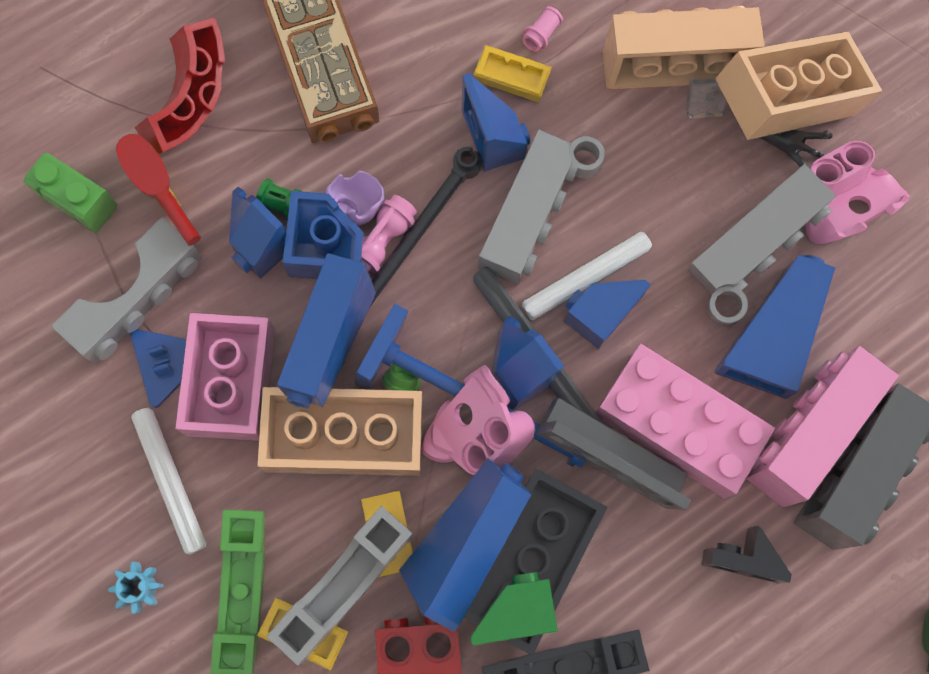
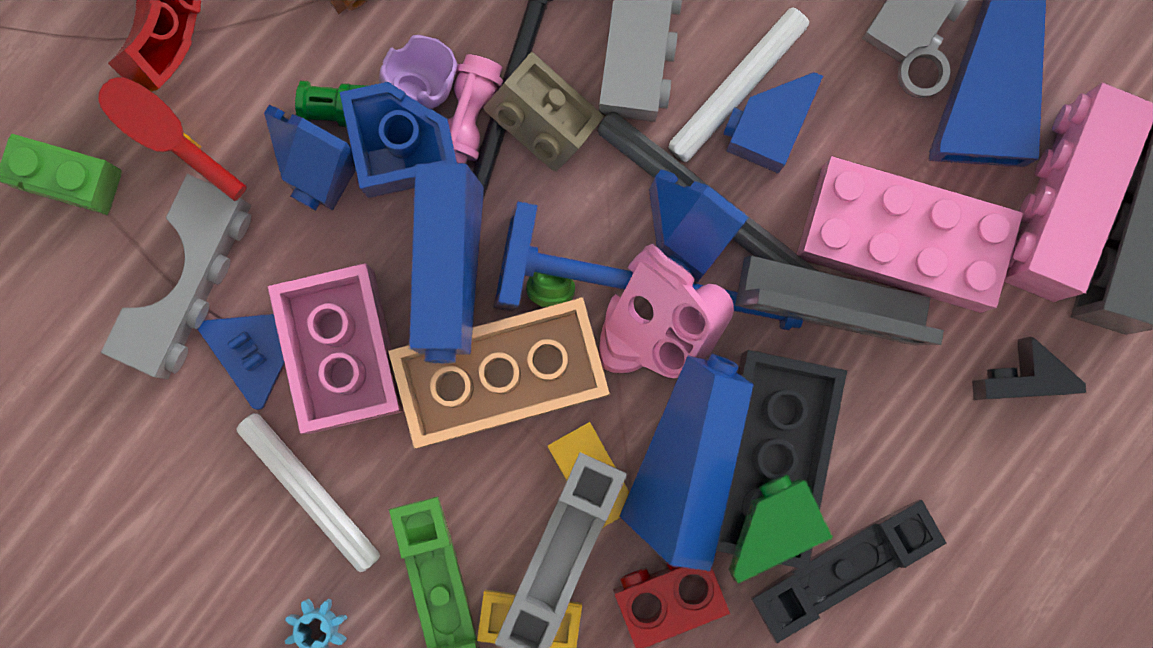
camera: 10 degrees left, 10 degrees up
(436, 251) = (543, 112): none -> dark tan bracket

